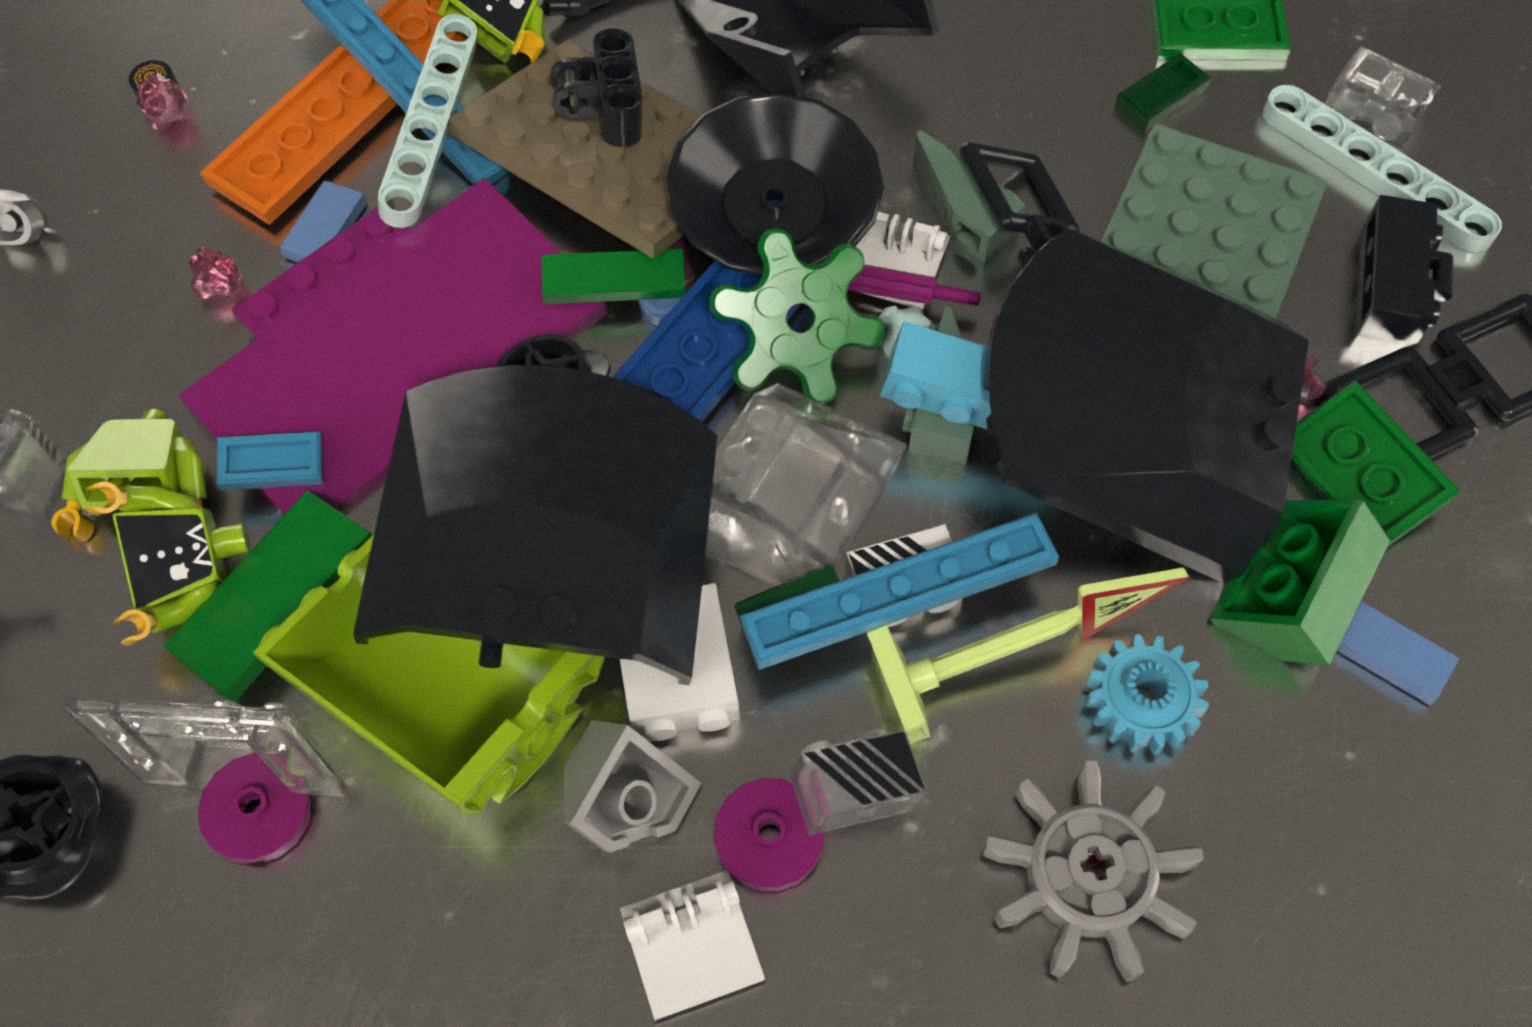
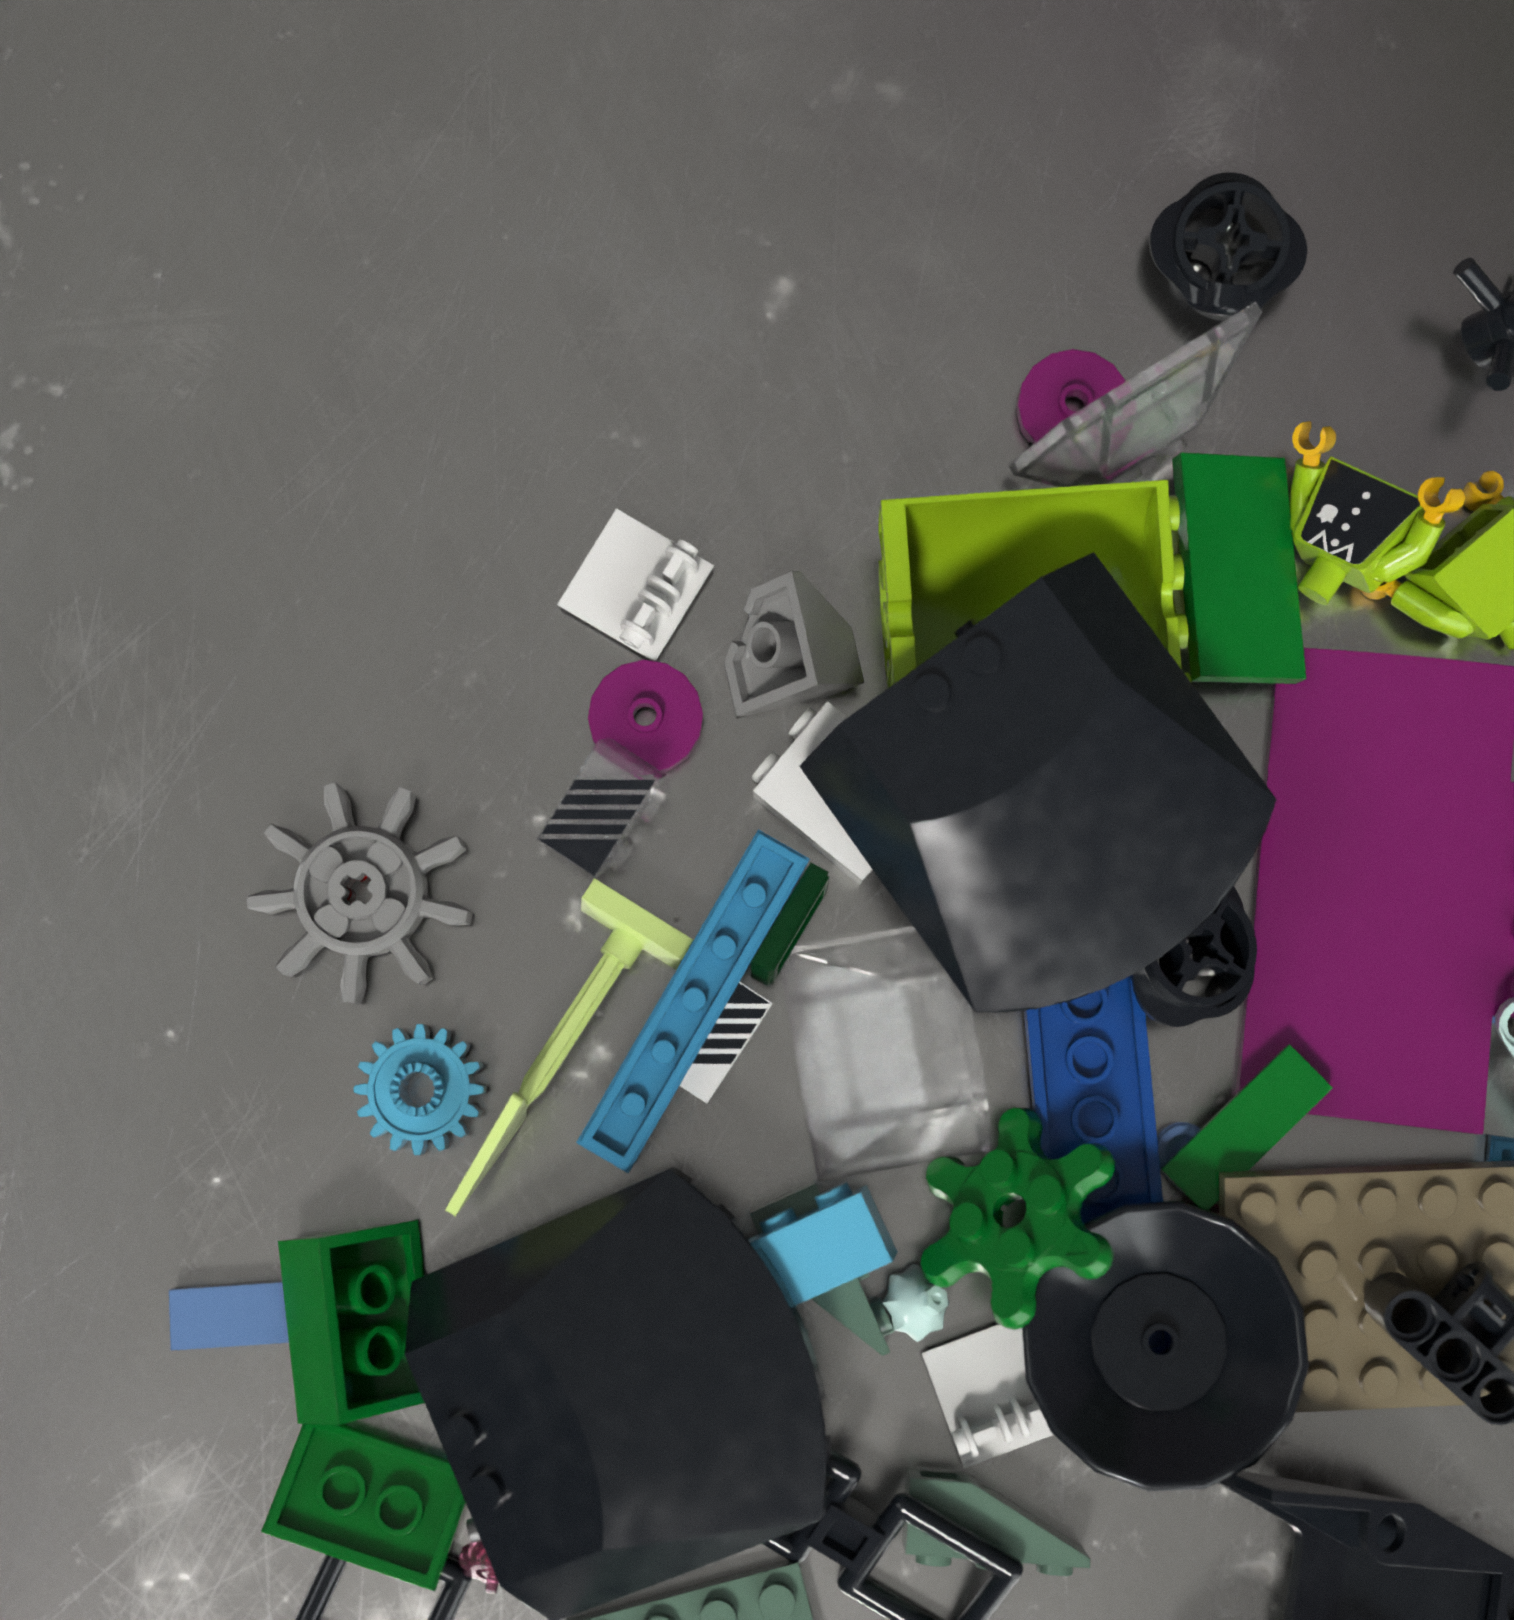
camera: 140 degrees right, 20 degrees up
(270, 460) = (1367, 677): dark azure tile -> none
(909, 287) = (949, 1361): magenta axle -> none

